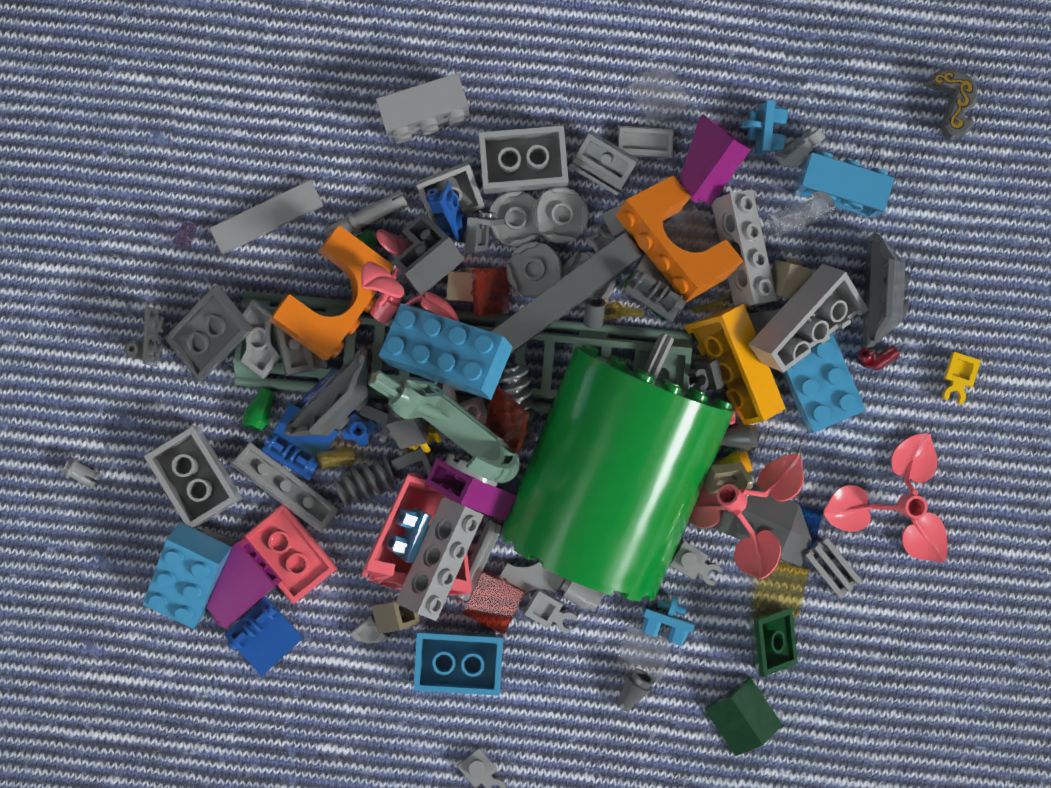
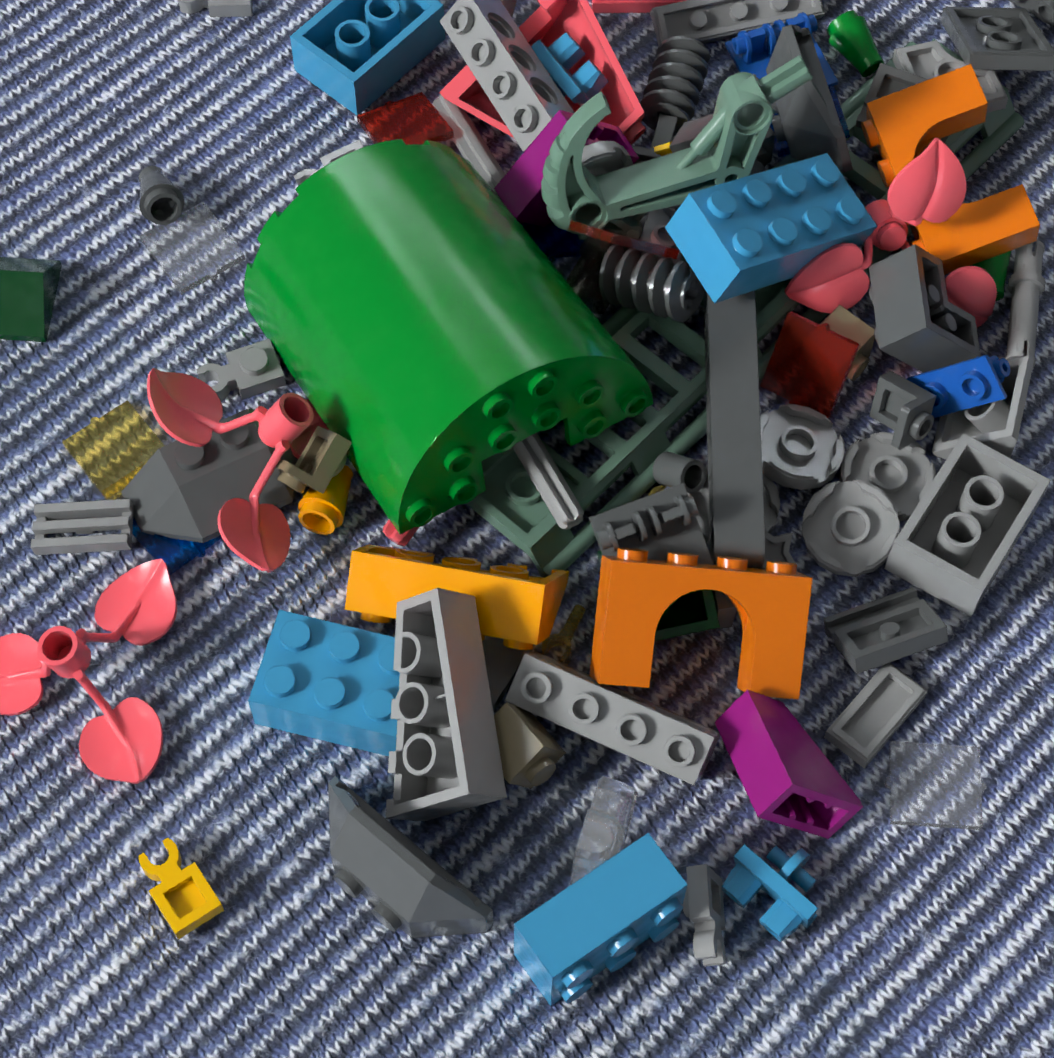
camera: 130 degrees right, 25 degrees down
(336, 457) = (730, 67): clear yellow pin -> none
(679, 627) = (205, 289): dark azure hips -> none
(691, 230) = (694, 676): clear piece -> none
(706, 374) = (478, 546): dark grey tile -> none
(741, 437) = (355, 532): dark grey cone -> none
(772, 640) = (64, 380): dark green slope -> none
(875, 360) = (303, 795): dark red arm -> none

